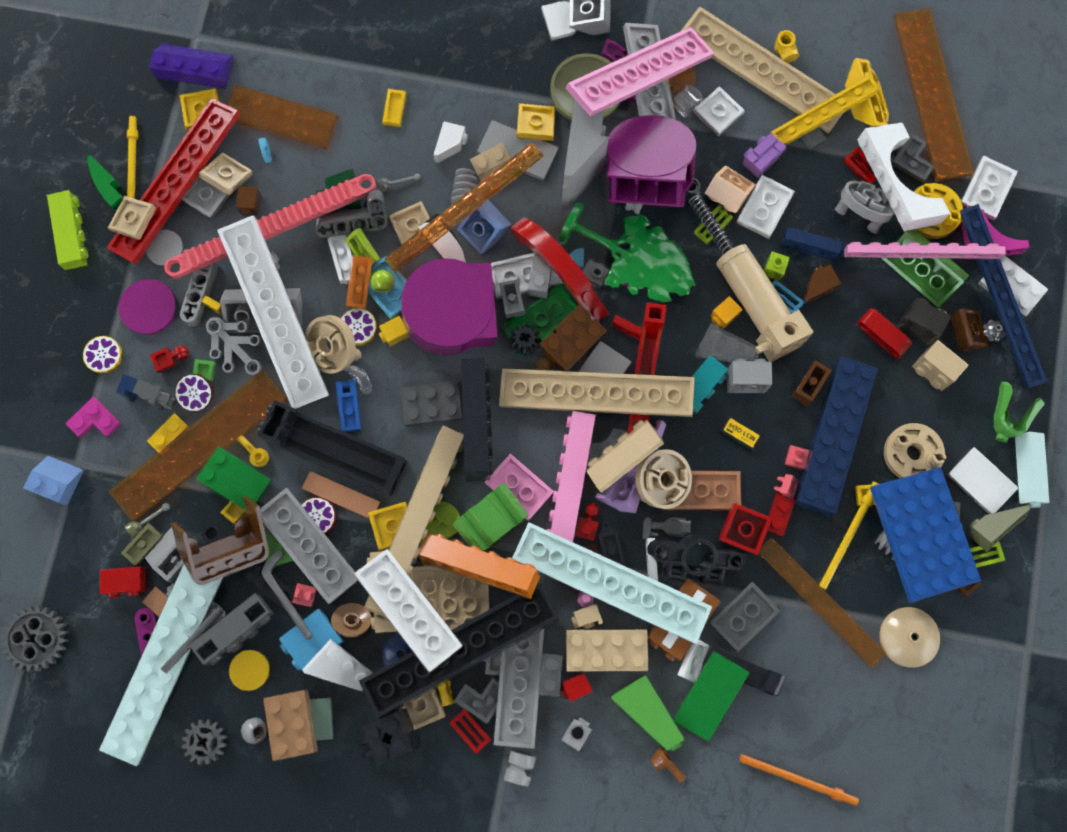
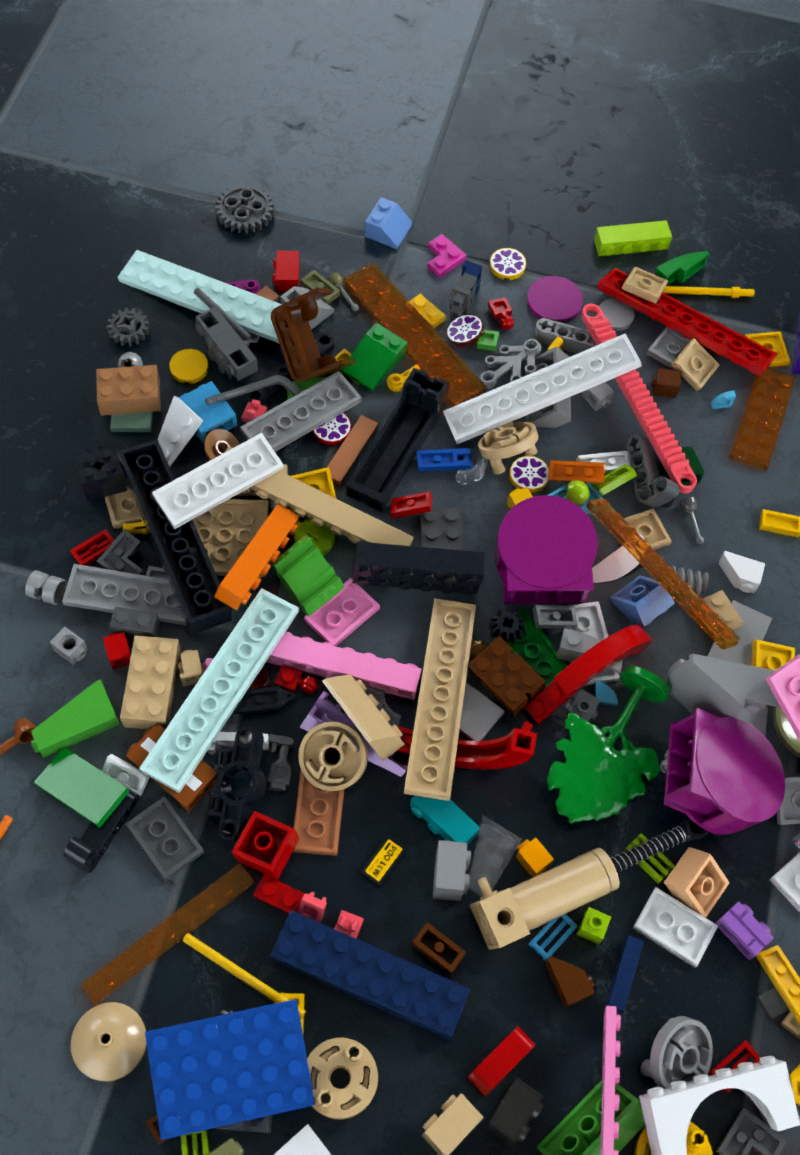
camera: 90 degrees right, 15 degrees down
(403, 432) = (411, 505): none -> red plate

